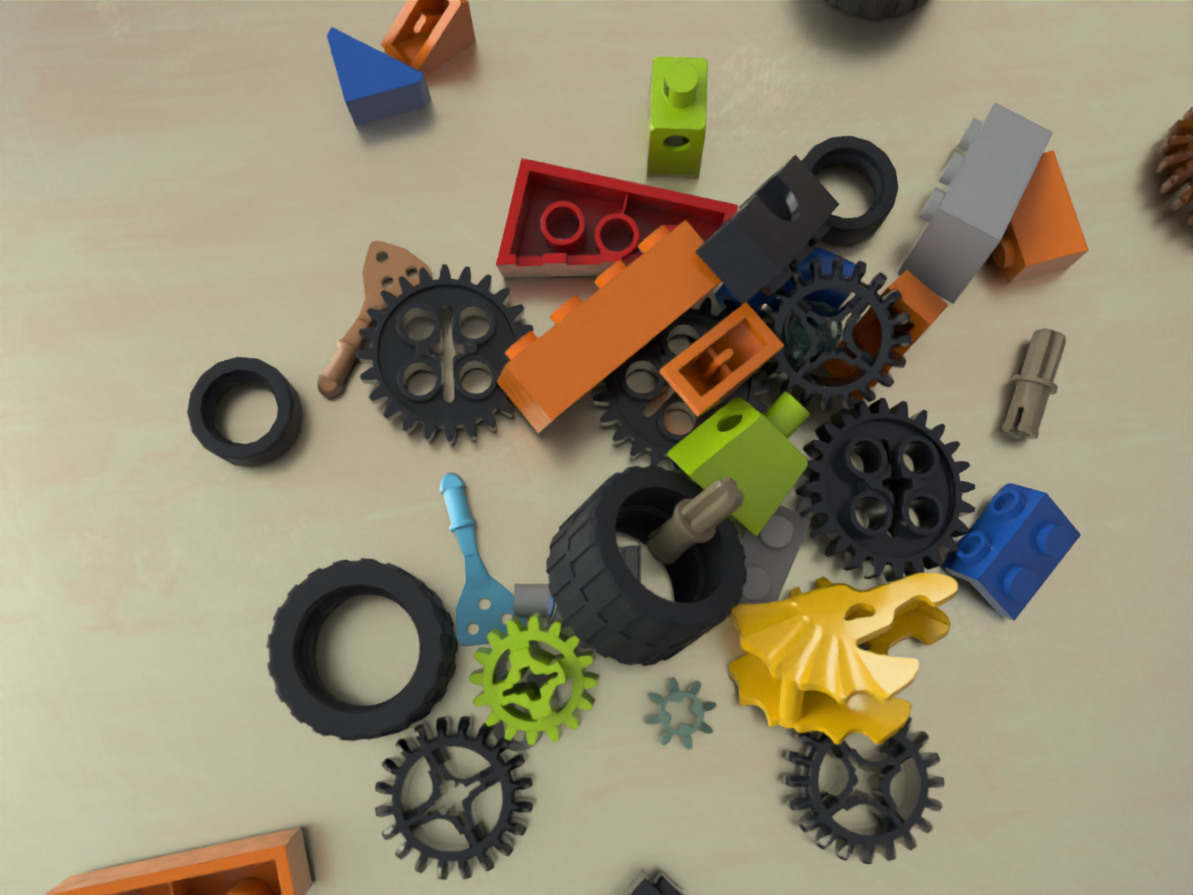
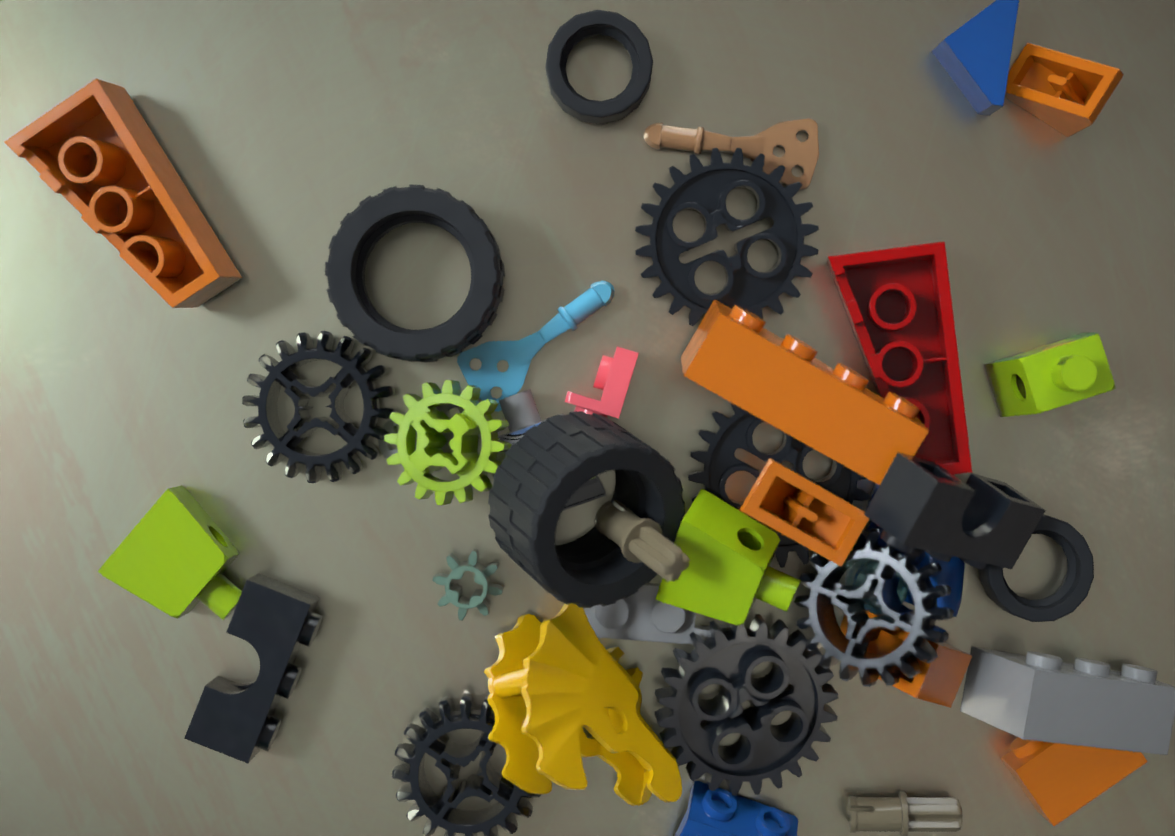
camera: 70 degrees right, 10 degrees up
(537, 501) = (612, 378): none -> coral bracket

